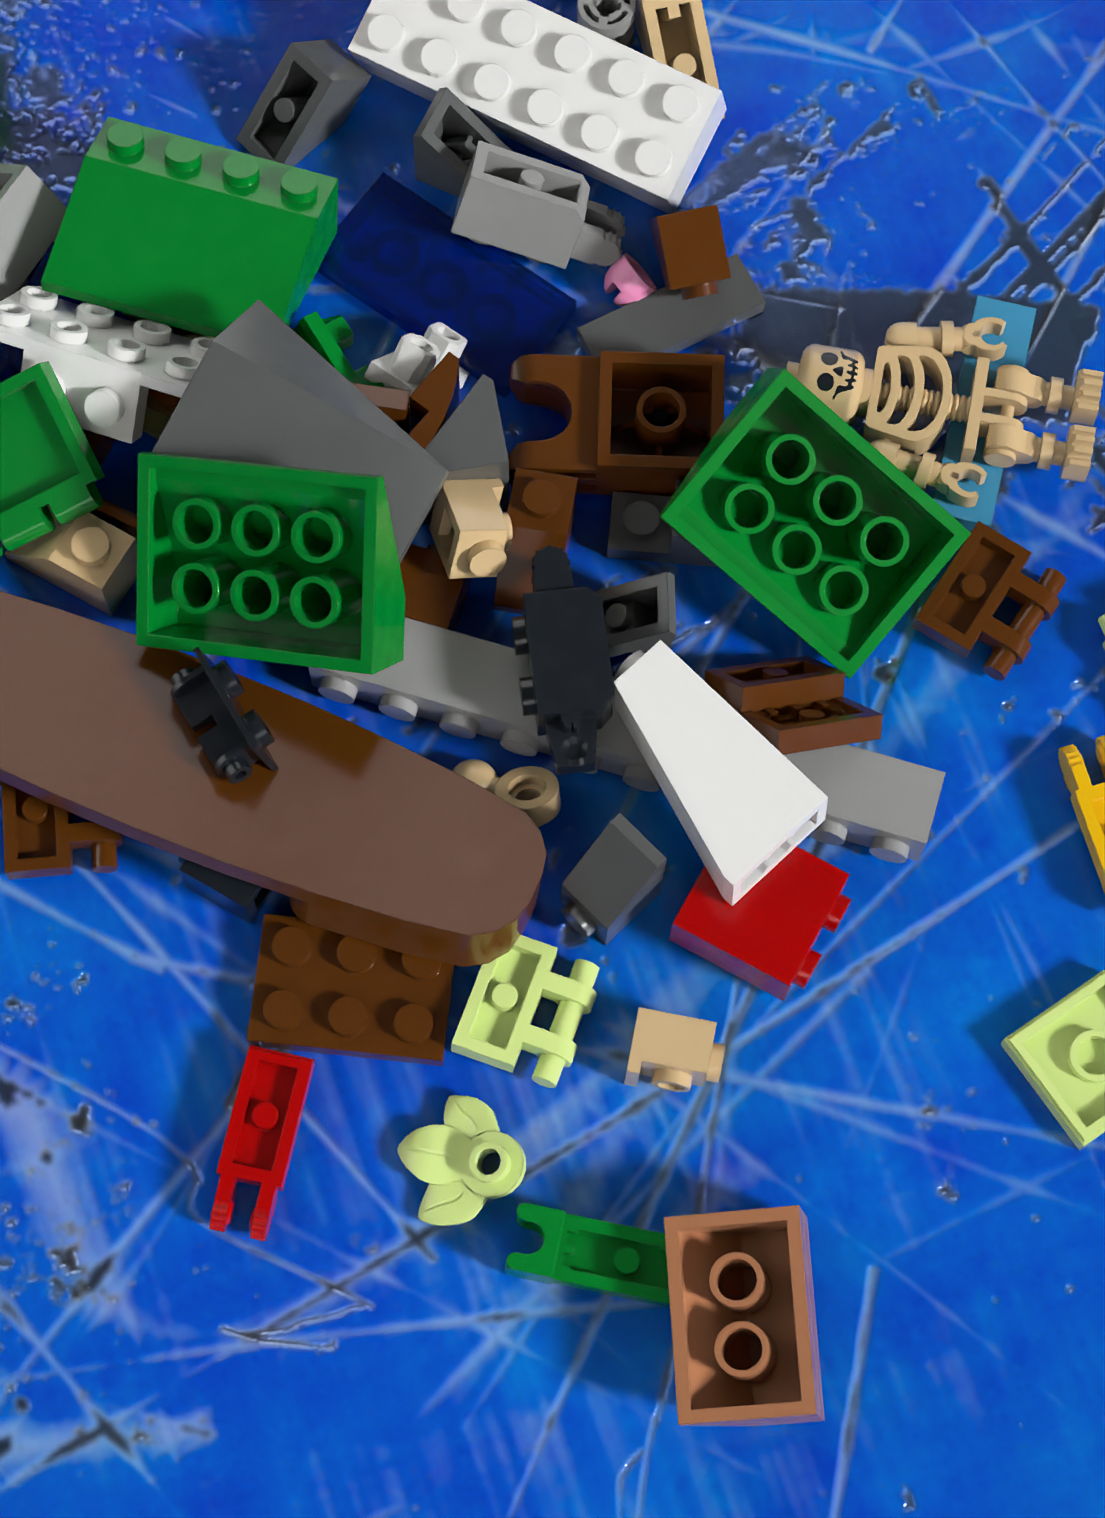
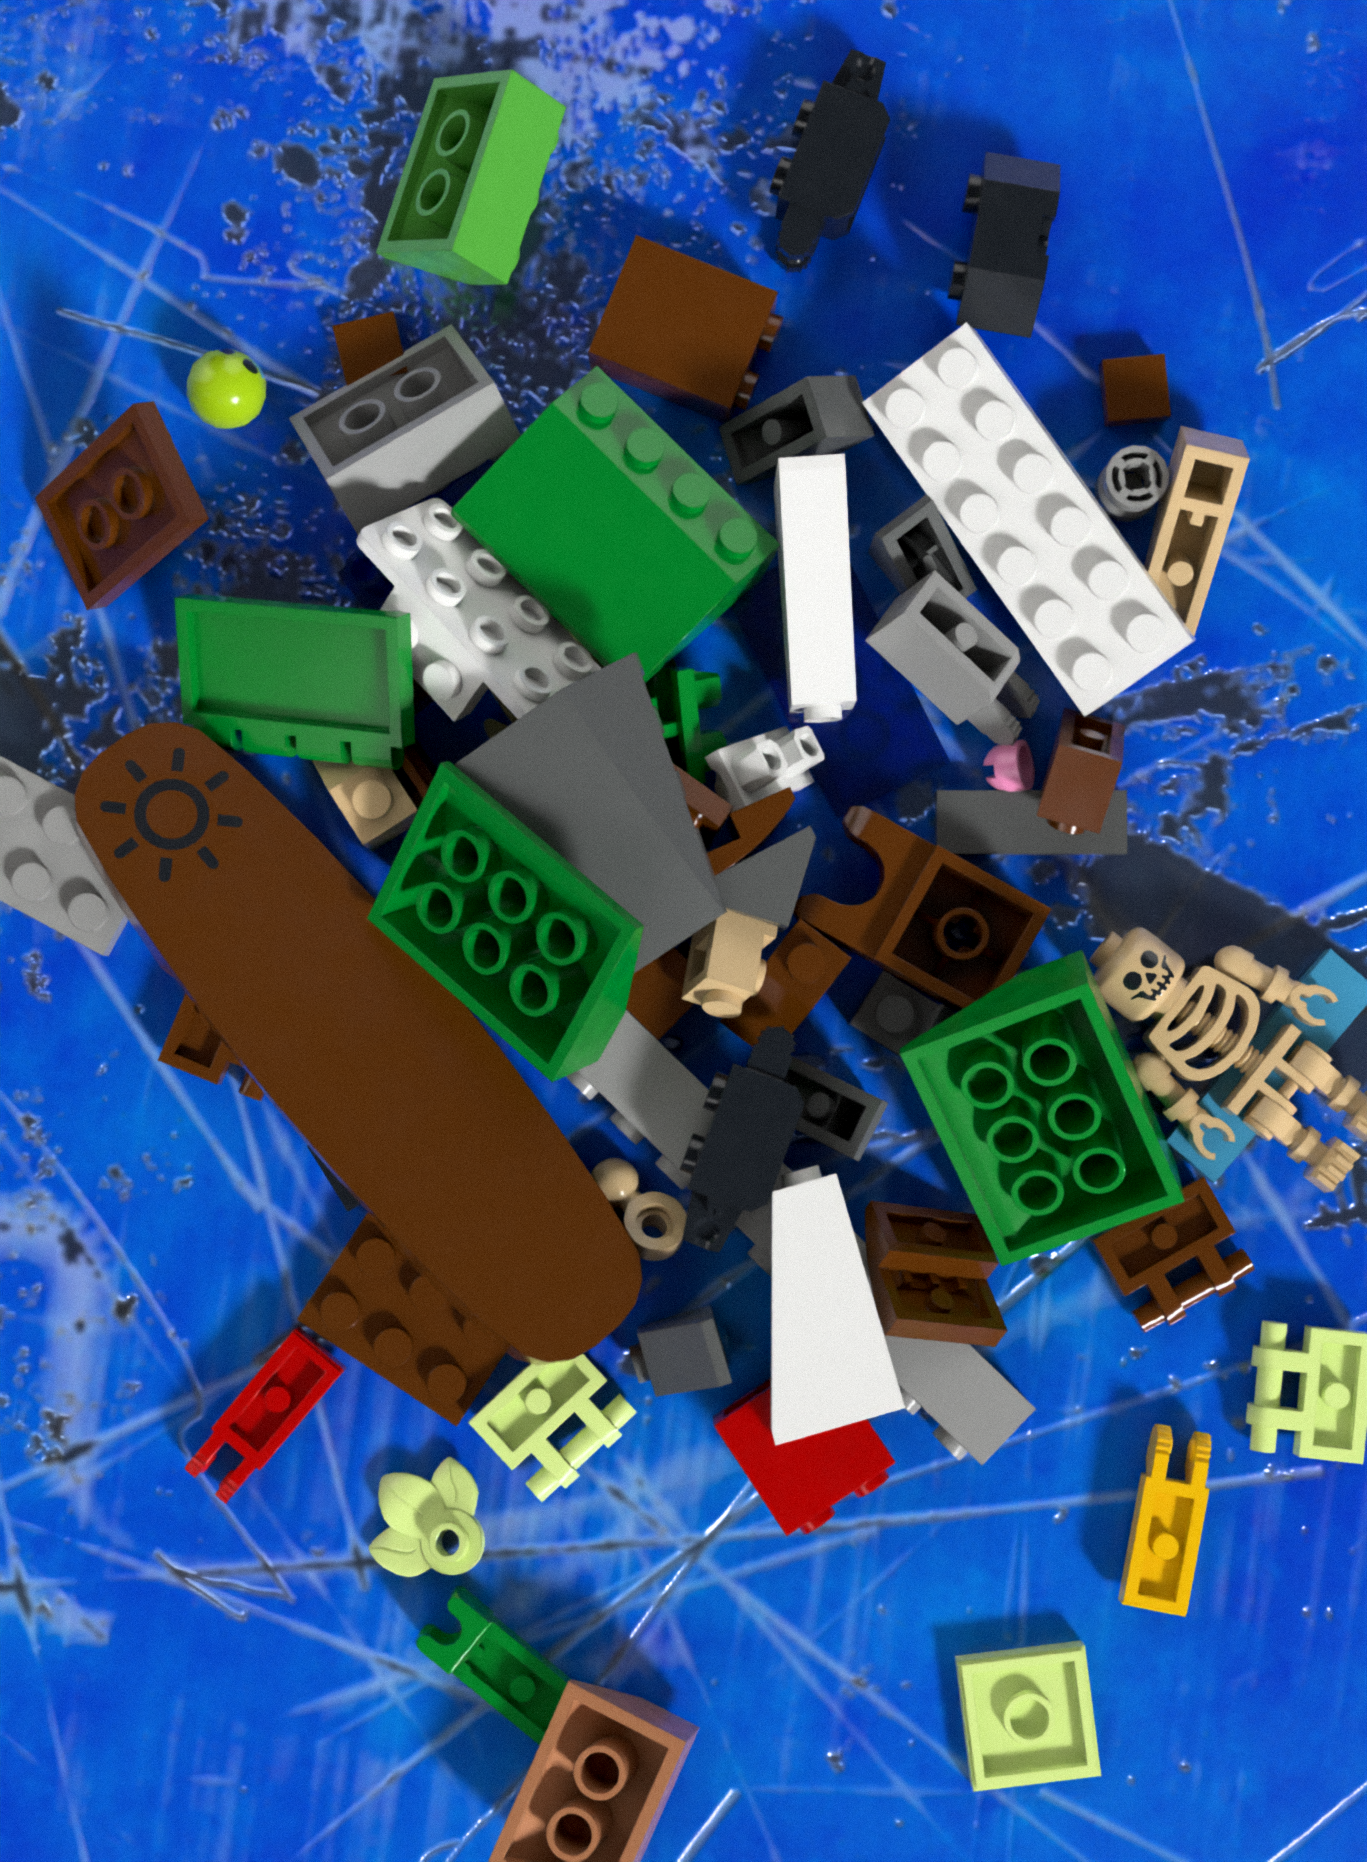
camera: 25 degrees right, 15 degrees up
(171, 68) = (685, 330): none -> reddish brown brick
(239, 736) = (415, 1059): black hinge -> none
(384, 199) = (815, 585): none -> white slope
(674, 1051) = (659, 1525): tan brick -> none

